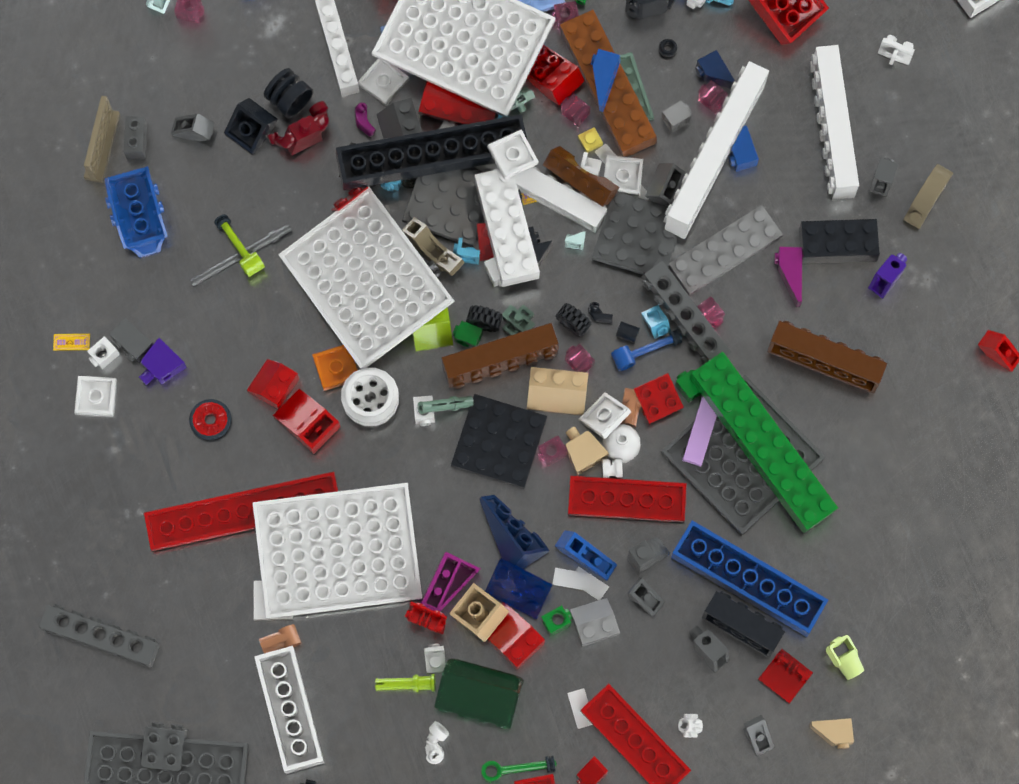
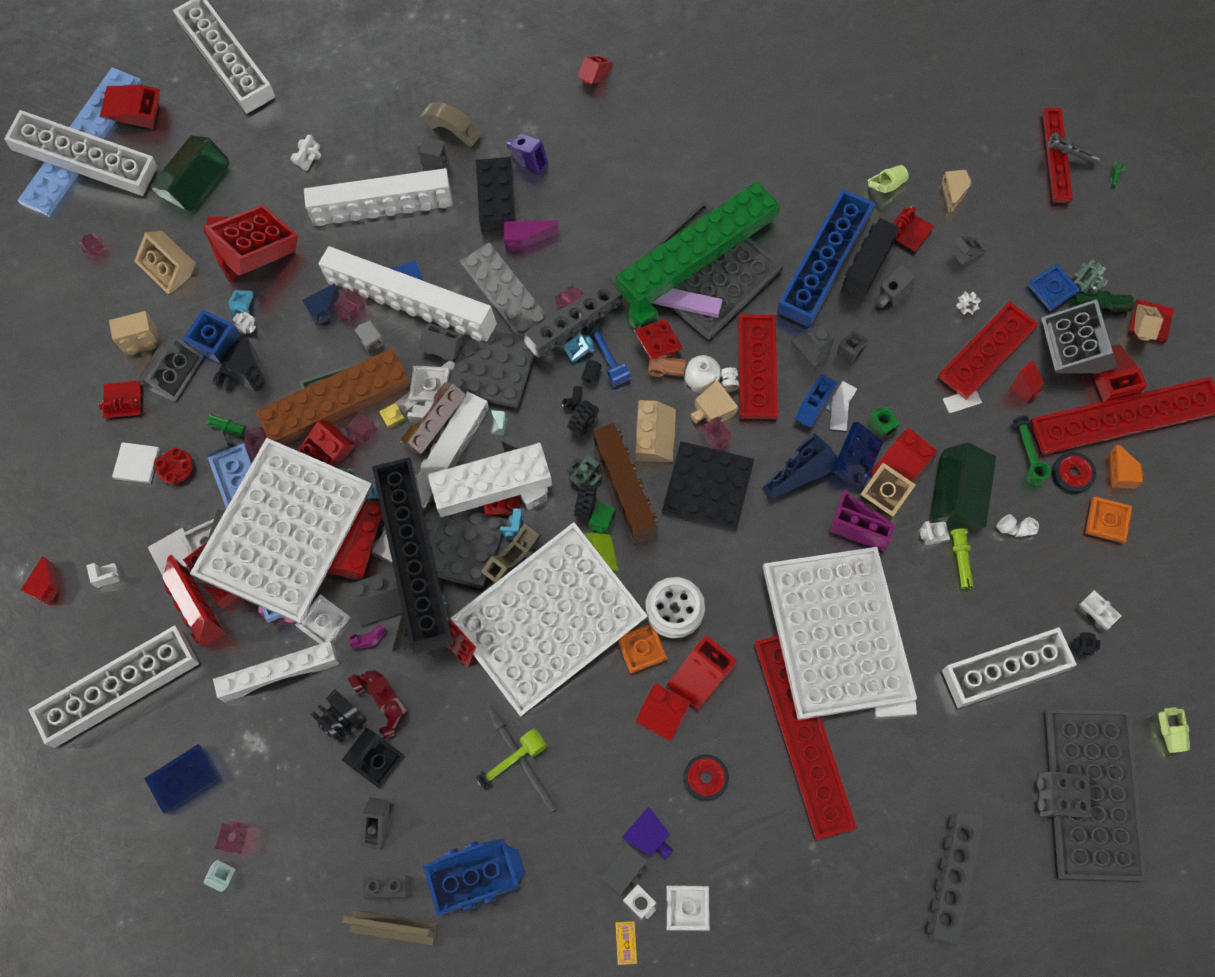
camera: 90 degrees left, 5 degrees down
(283, 638) = (934, 680): nougat piece -> none
(423, 420) = (677, 563): white brick -> none
(426, 617) = (901, 542): red hinge -> none
(453, 404) = (675, 527): sand green pin -> none
(512, 154) = (416, 470): white tile -> none
(579, 359) = (622, 413): clear pink brick -> none
(594, 622) = (881, 387): light grey slope -> none
(604, 415) = (678, 387): white tile -> none
(605, 68) = (329, 393): blue slope -> none
(670, 43) = (295, 344): black plate -> none
(827, 356) = (610, 198): reddish brown brick -> none

